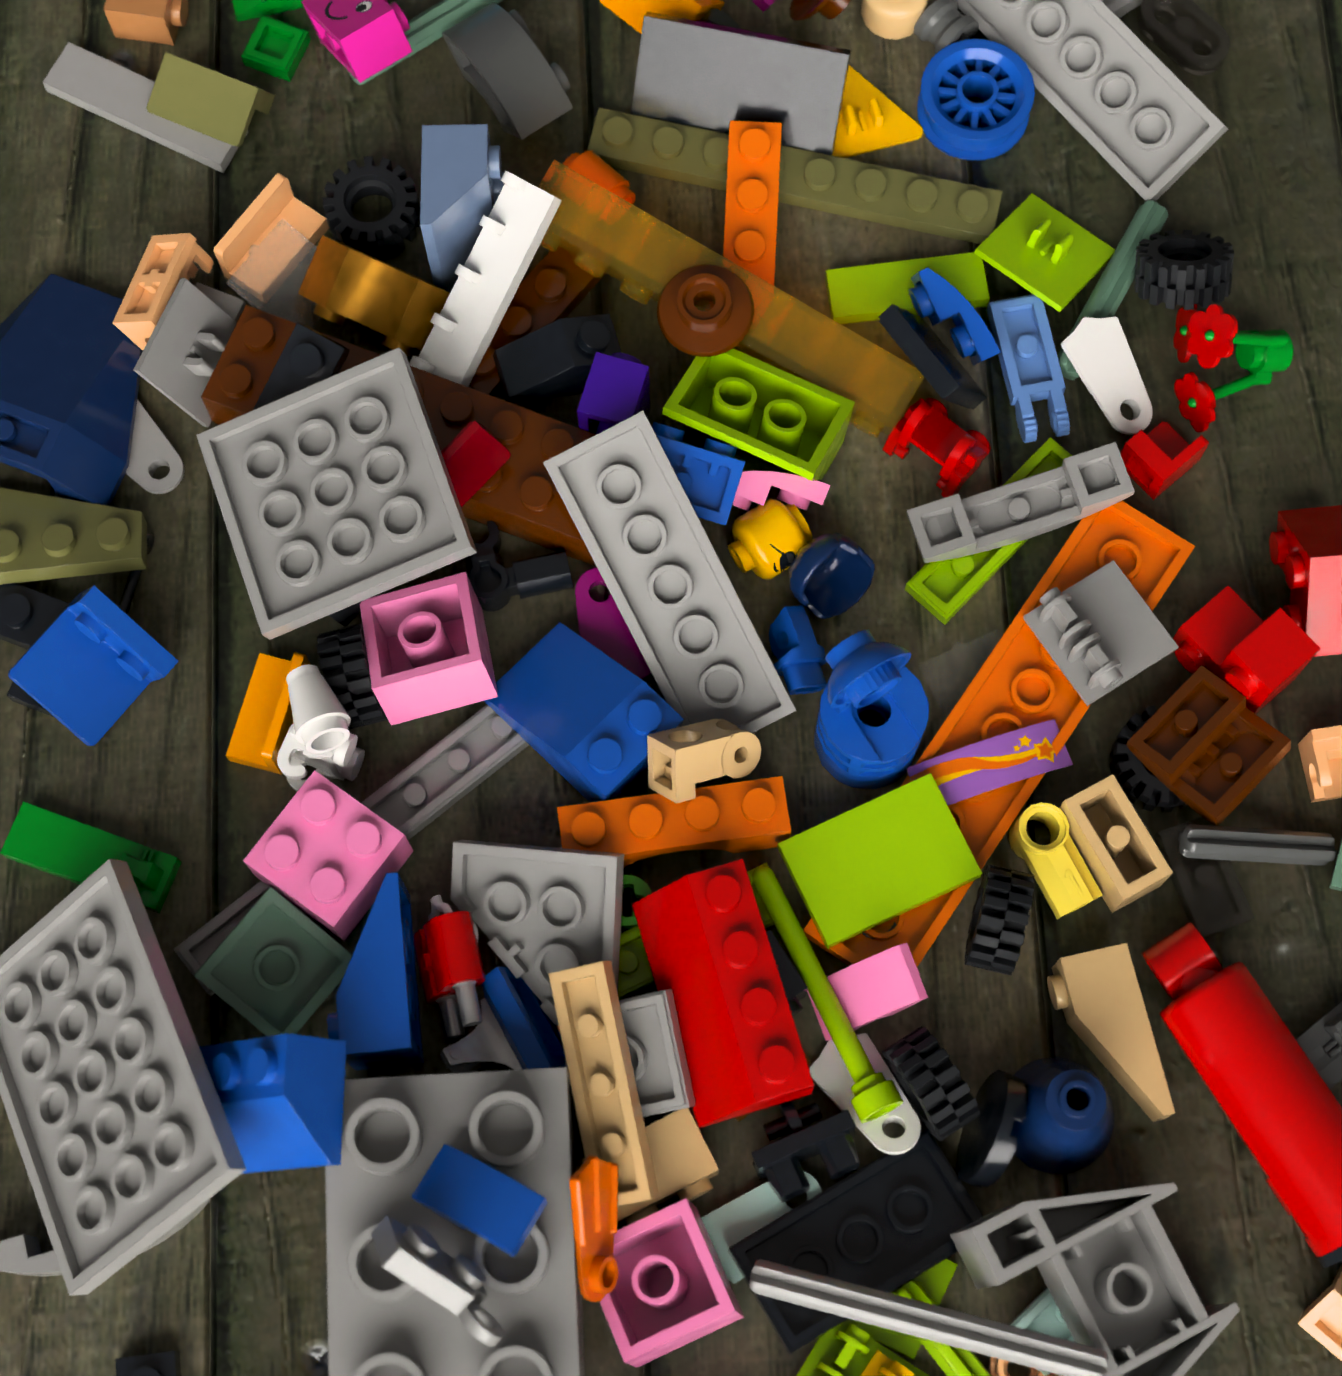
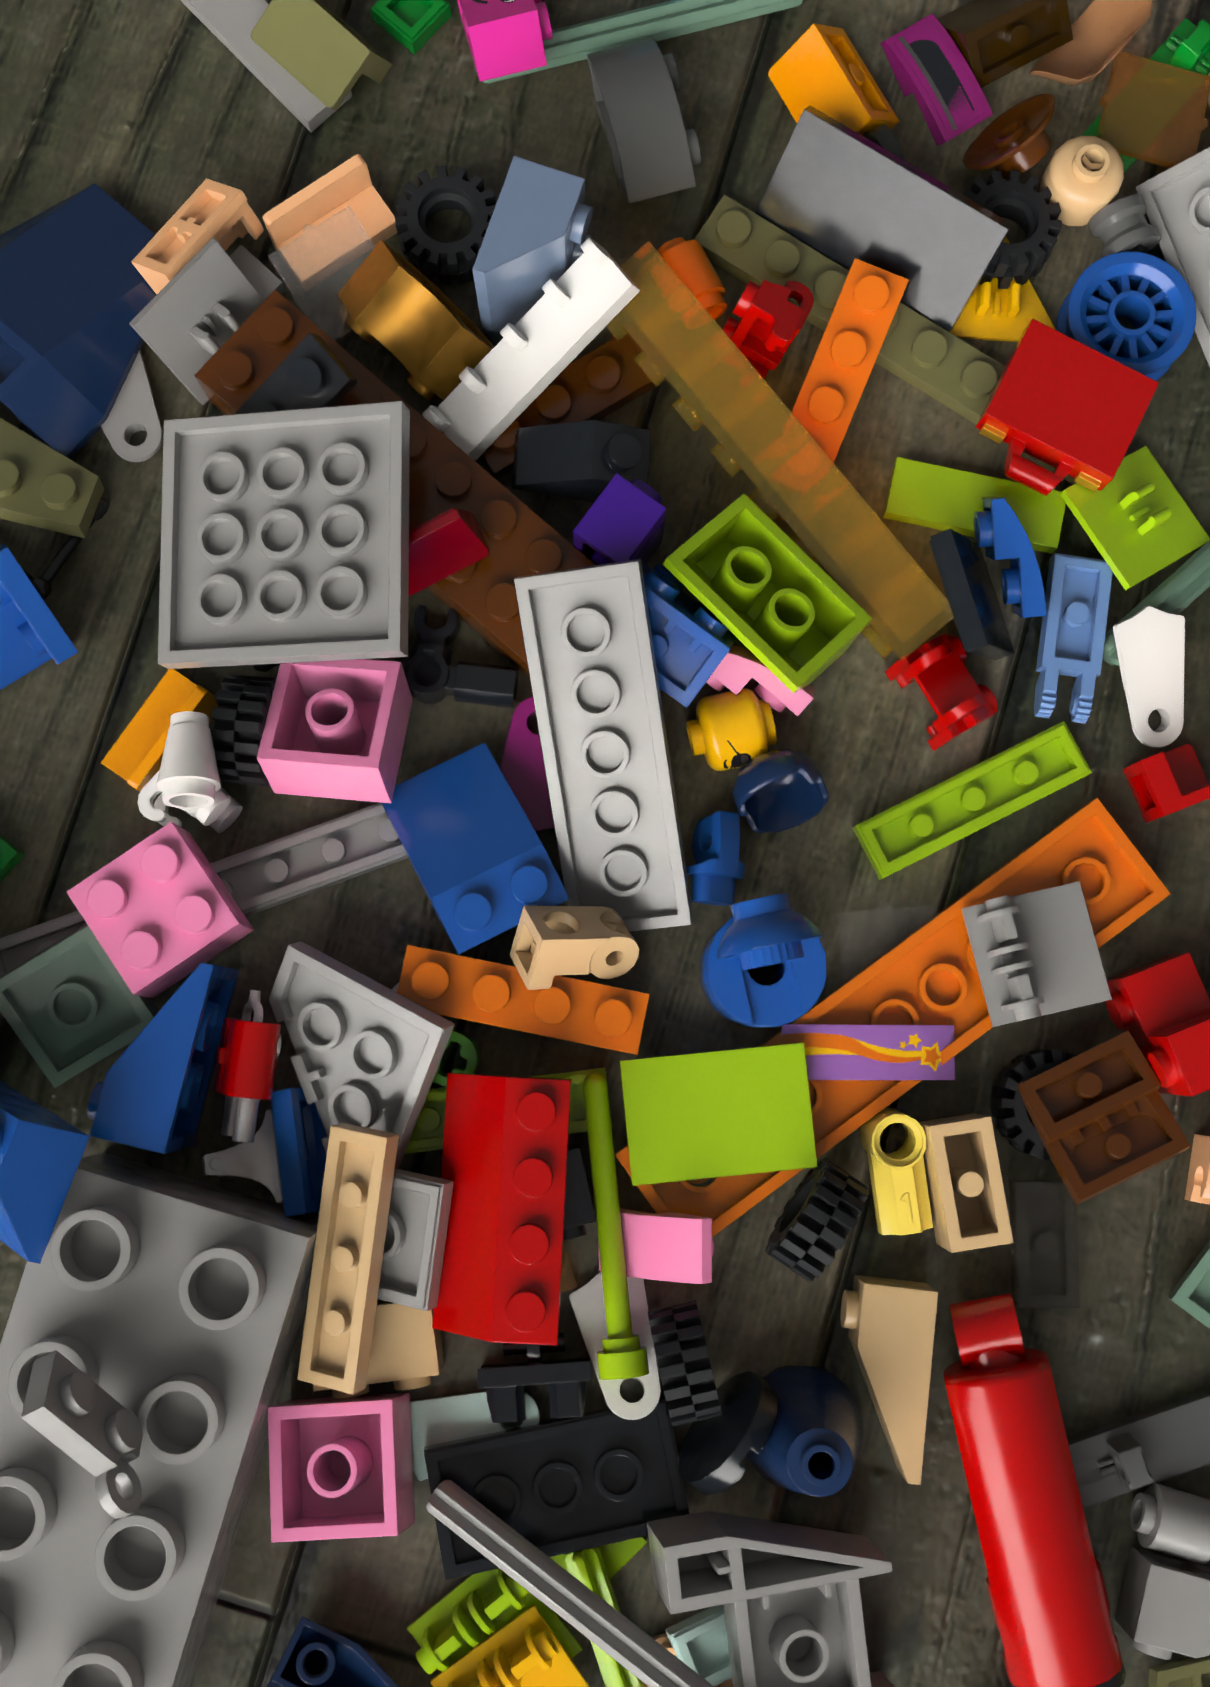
camera: 15 degrees right, 10 degrees up
(479, 1199) = (163, 1357): blue slope -> none
(594, 1225) = (284, 1399): orange piece -> none
(677, 192) = (768, 321): none -> red piece
(705, 331) = (750, 490): reddish brown piece -> none
(861, 38) = (1030, 211): none -> black tyre
(951, 184) = (1064, 410): none -> red piece
(1022, 508) = (1006, 789): light grey slope -> none
(1256, 845) = (1111, 1233): dark grey axle -> none

